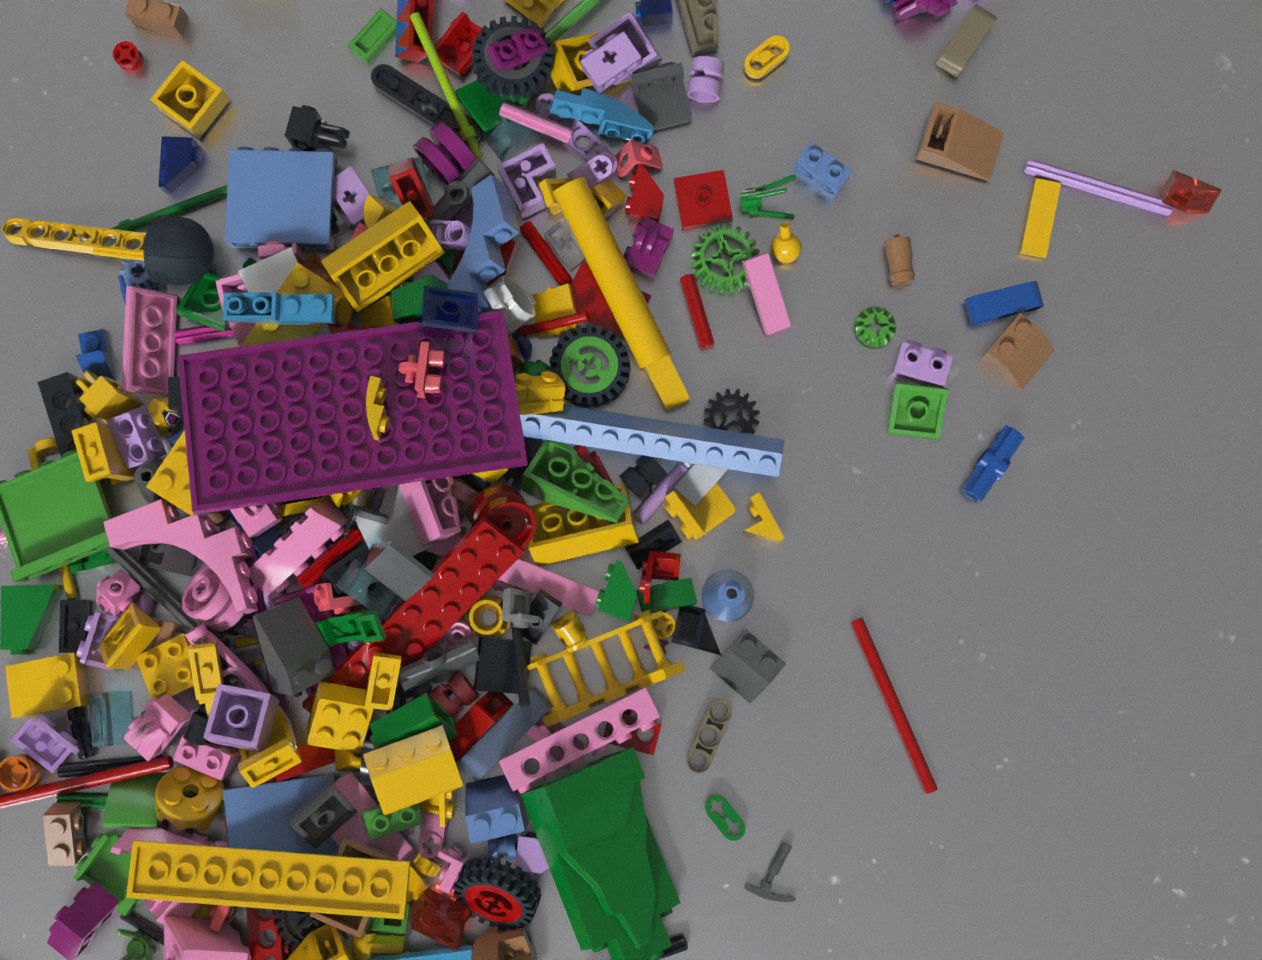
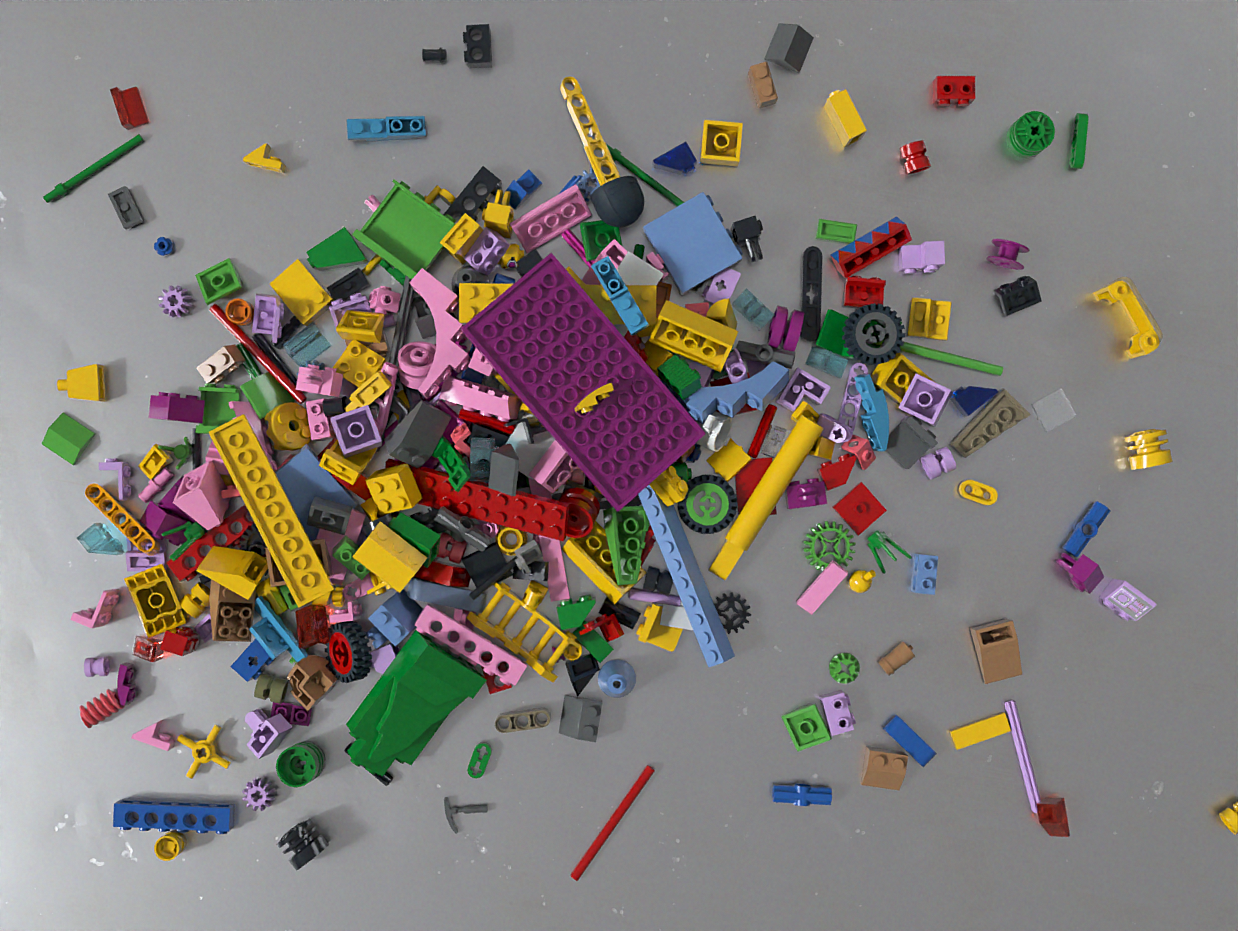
camera: 55 degrees right, 5 degrees up
(124, 51) = (724, 79): red wheel -> none
(382, 681) = (431, 503): yellow slope -> none
(411, 187) = (749, 323): red brick -> none
(424, 382) = (629, 417): coral hips -> none
(449, 310) = (683, 403): clear blue slope -> none
(466, 131) = (808, 333): lime bar -> none
(518, 50) = (879, 336): magenta slope -> none
(536, 122) = (842, 373): bright pink axle -> none
(554, 323) = (721, 466): red bar -> none
(605, 74) = (918, 406): lavender brick -> none
(697, 311) = (784, 549): red axle -> none
(767, 527) = (674, 677): yellow slope -> none
(966, 40) = (1068, 614): dark tan beam -> none

